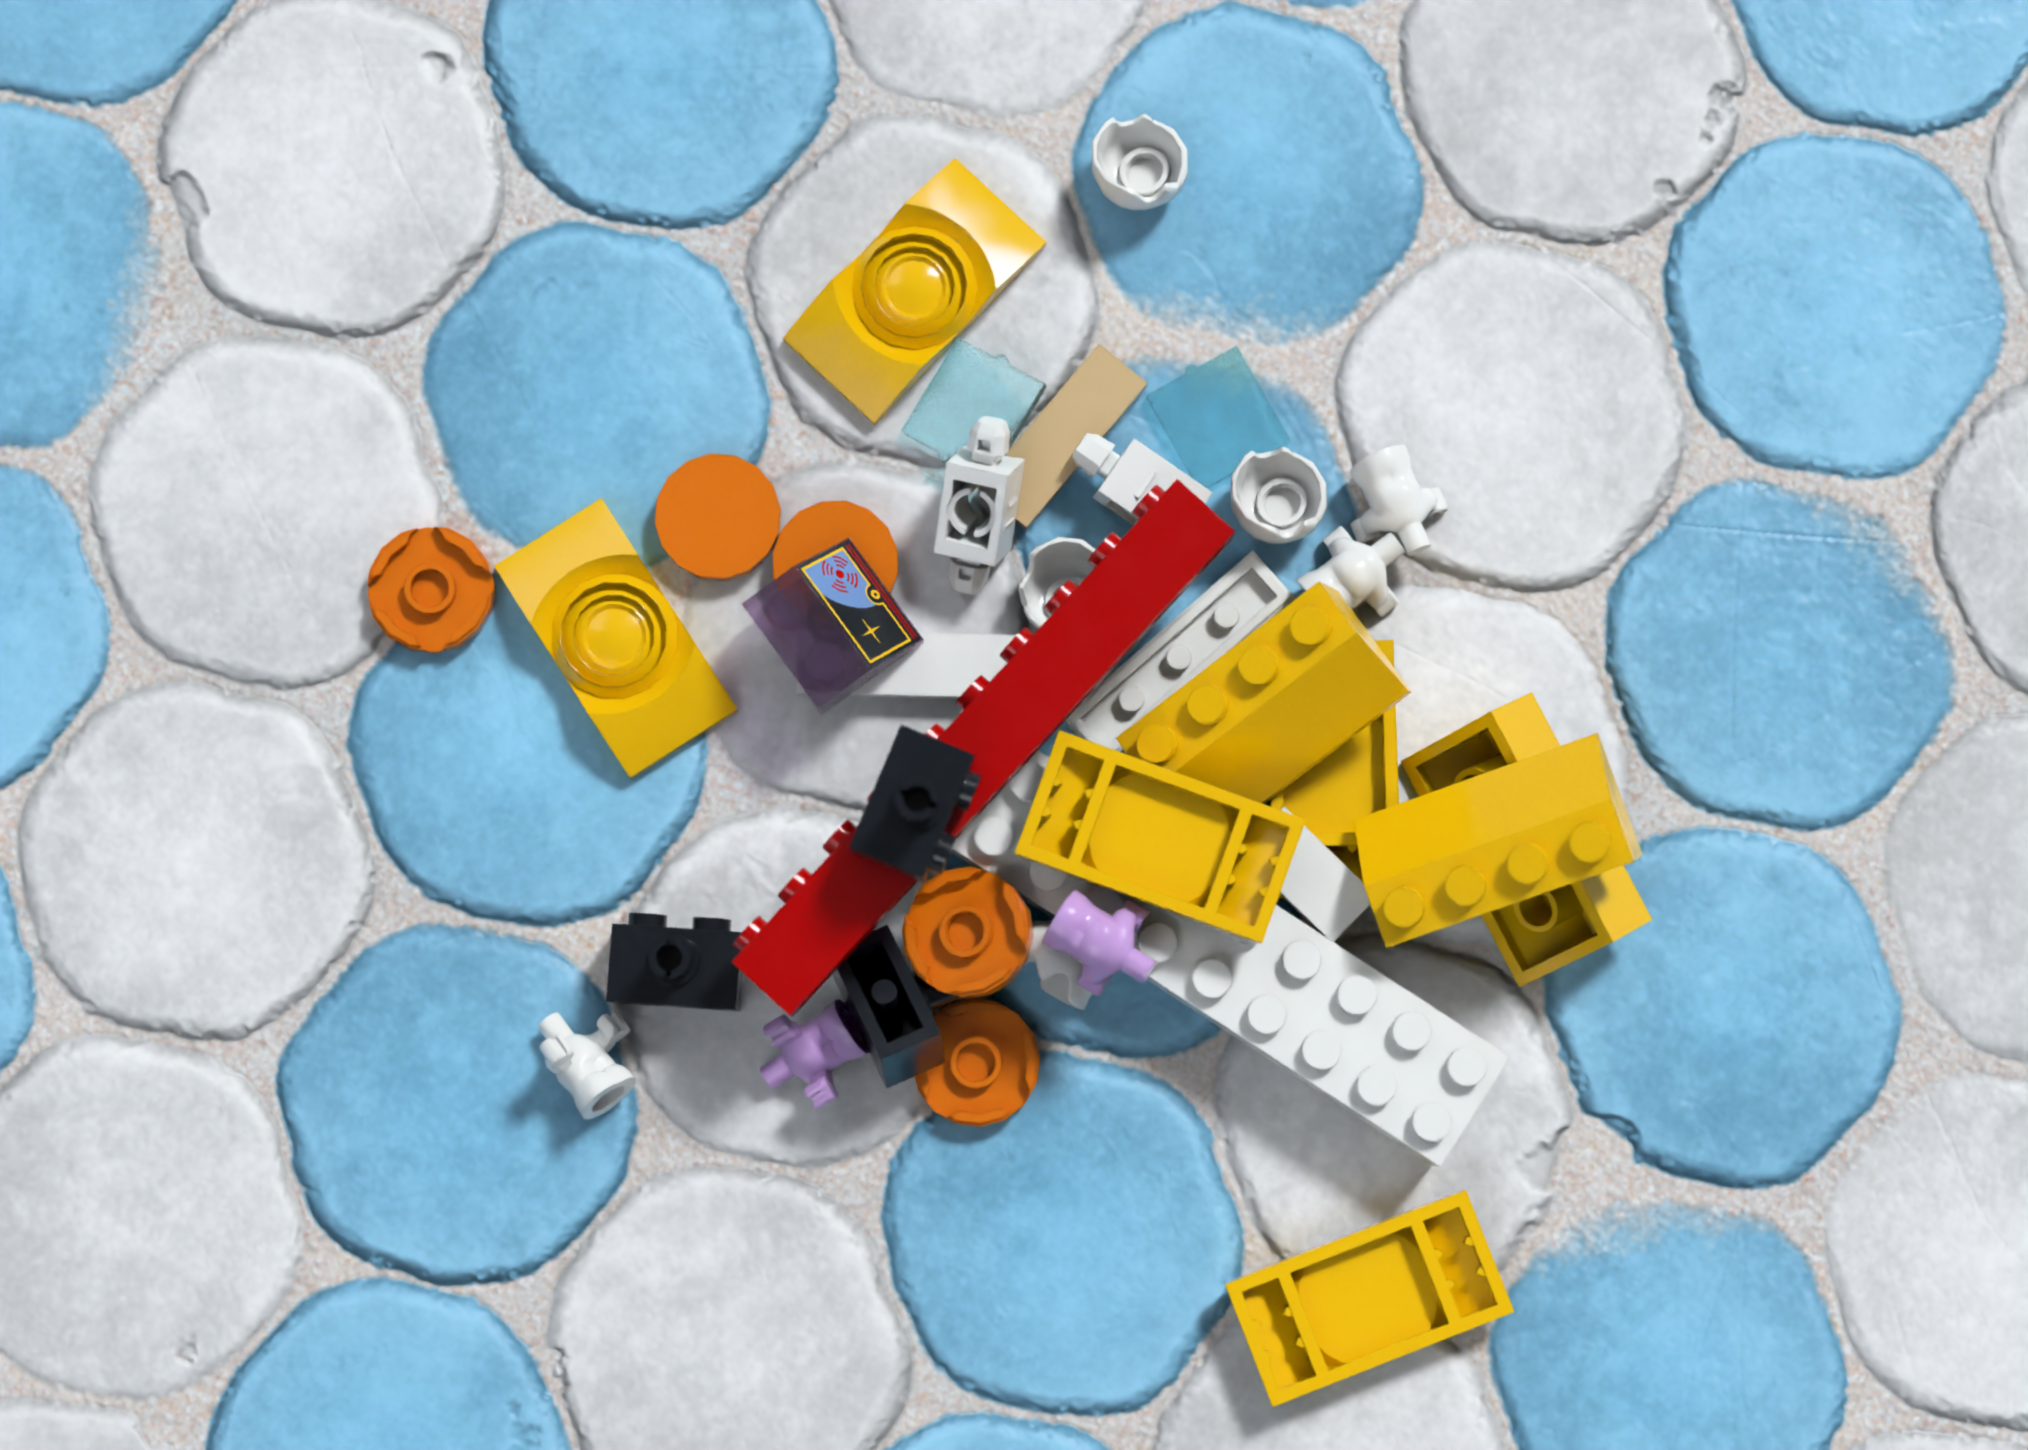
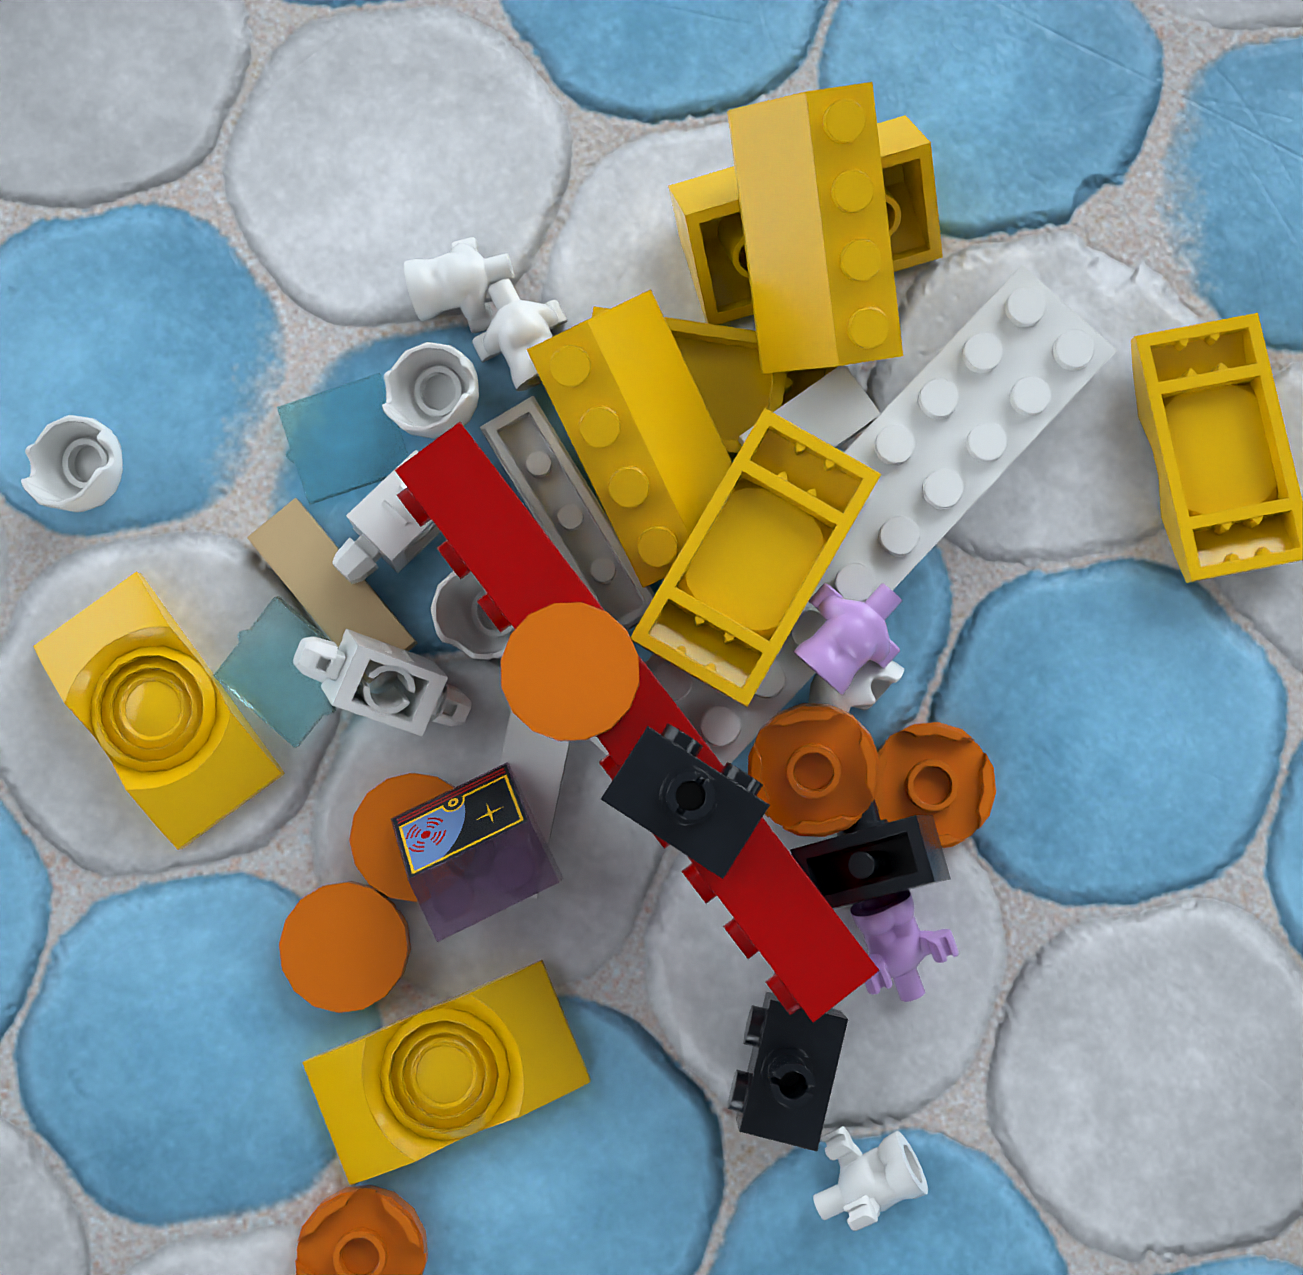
camera: 75 degrees left, 0 degrees up
(1014, 678) = (570, 671): none -> orange tile

